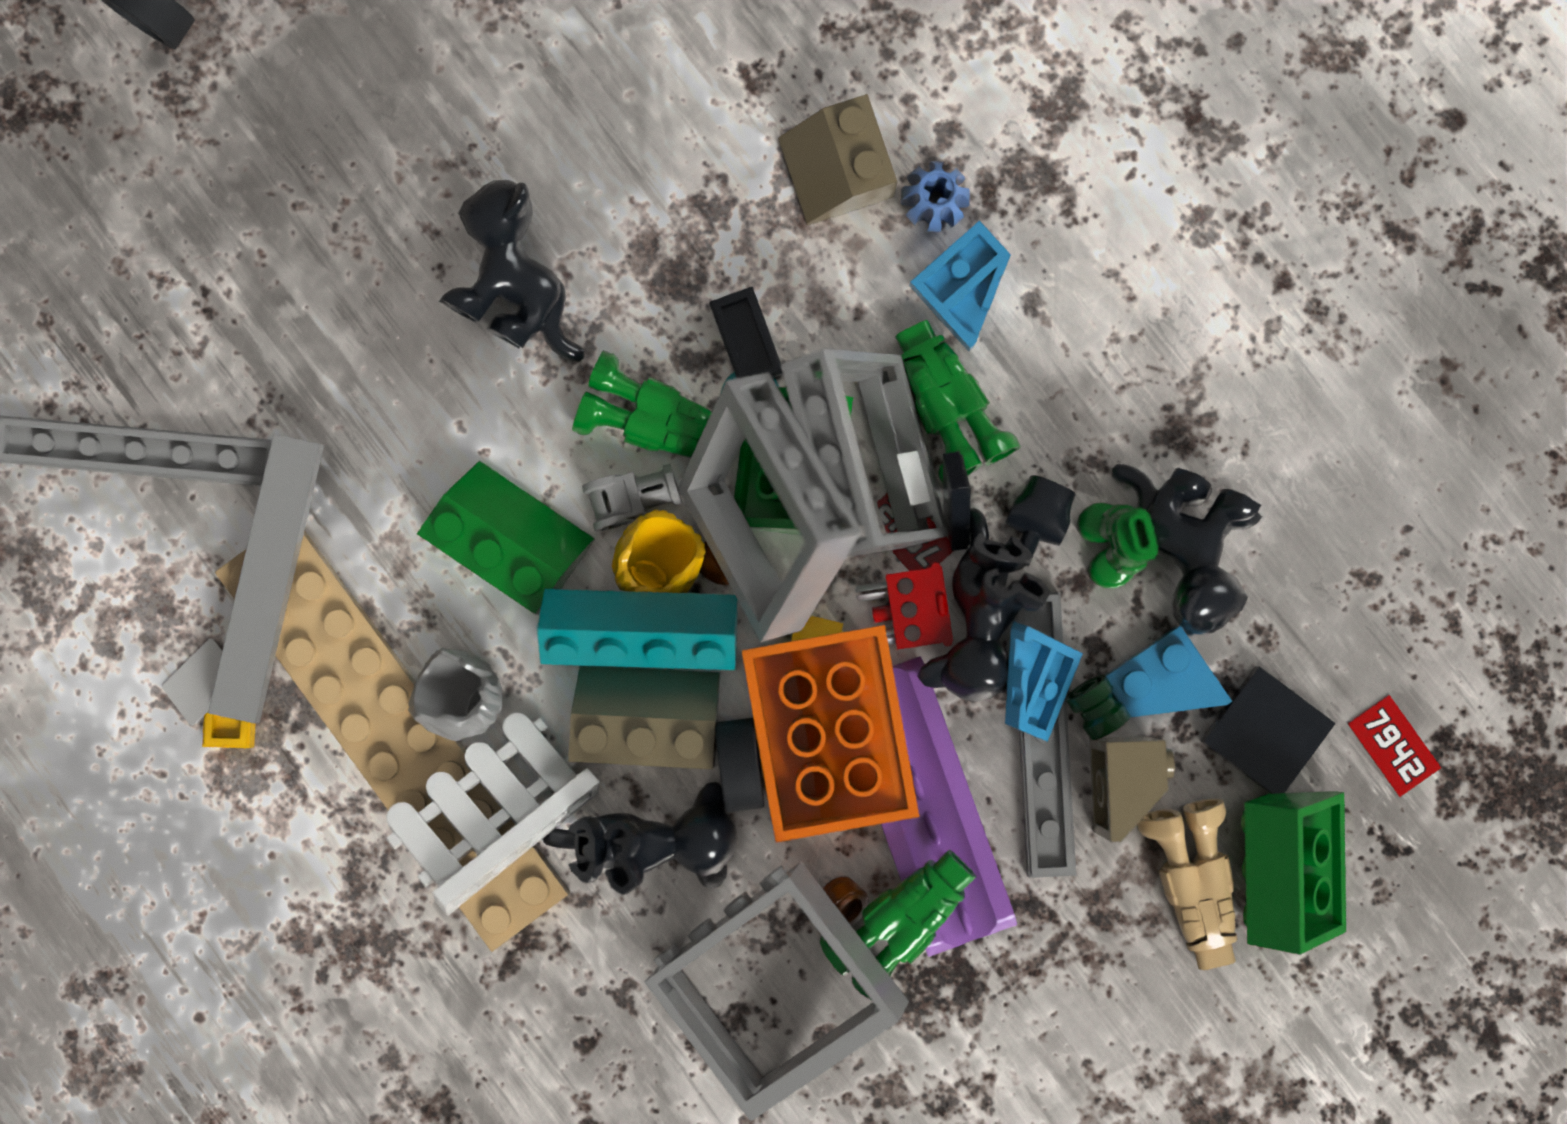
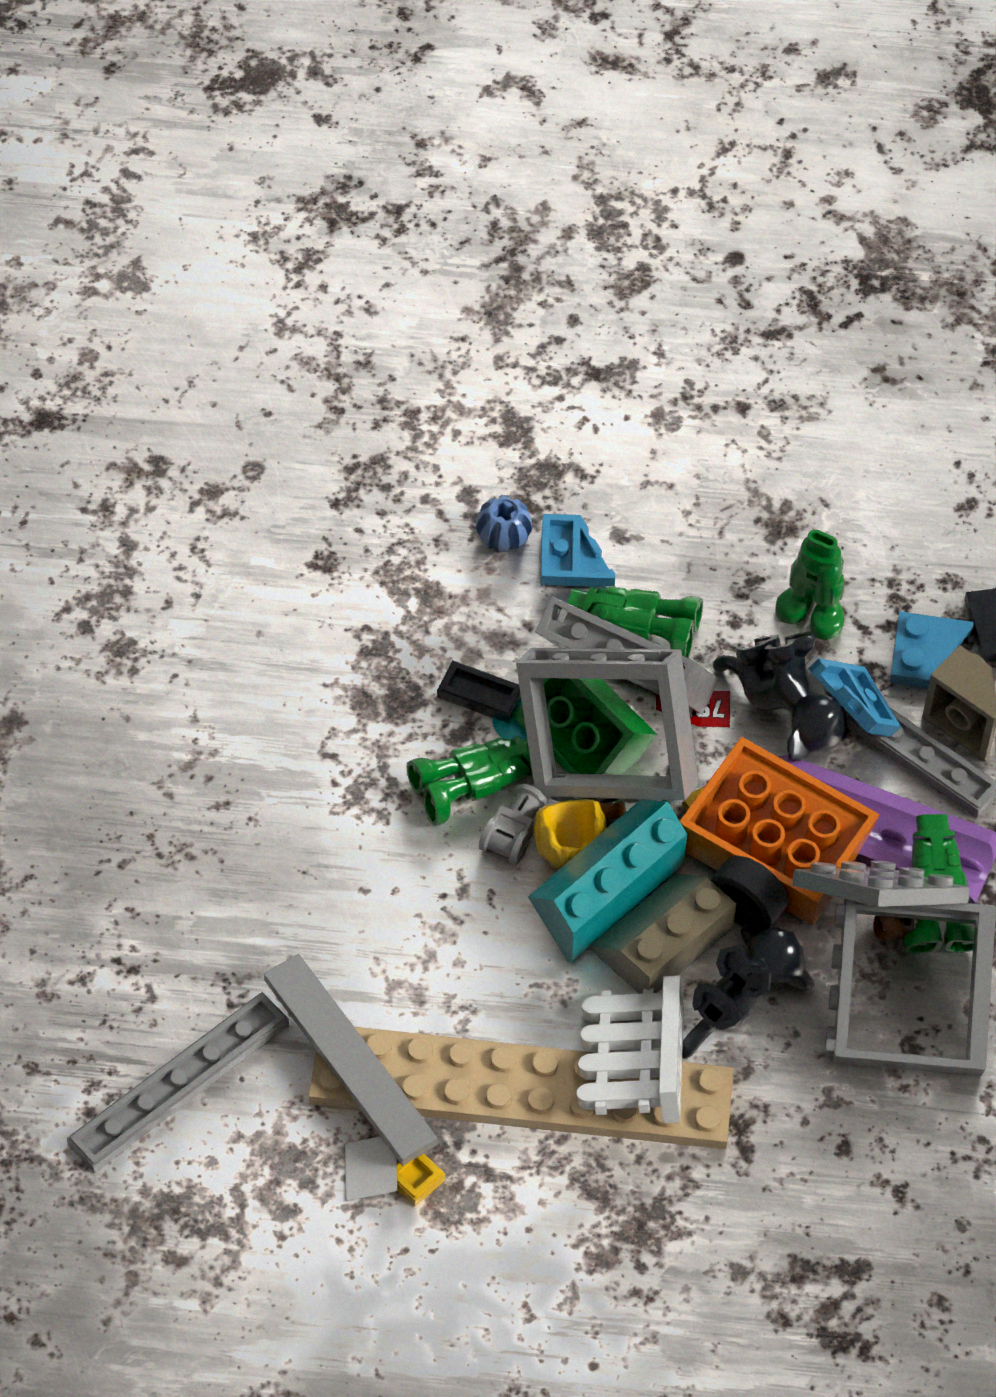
camera: 50 degrees left, 30 degrees down
(456, 695) = (539, 1013): light grey hair -> none
(498, 221) = (270, 744): black animal -> none
(505, 536) = (469, 918): green slope -> none
(820, 904) = (881, 884): none -> light grey plate
(838, 160) = (427, 554): dark tan slope -> none
(931, 604) = (744, 719): red piece -> none
(956, 500) = (703, 647): black tile -> none
(1041, 512) = (753, 619): black piece -> none
(1097, 707) = (906, 688): dark green wheel -> none
(1206, 593) = (892, 572): black animal -> none

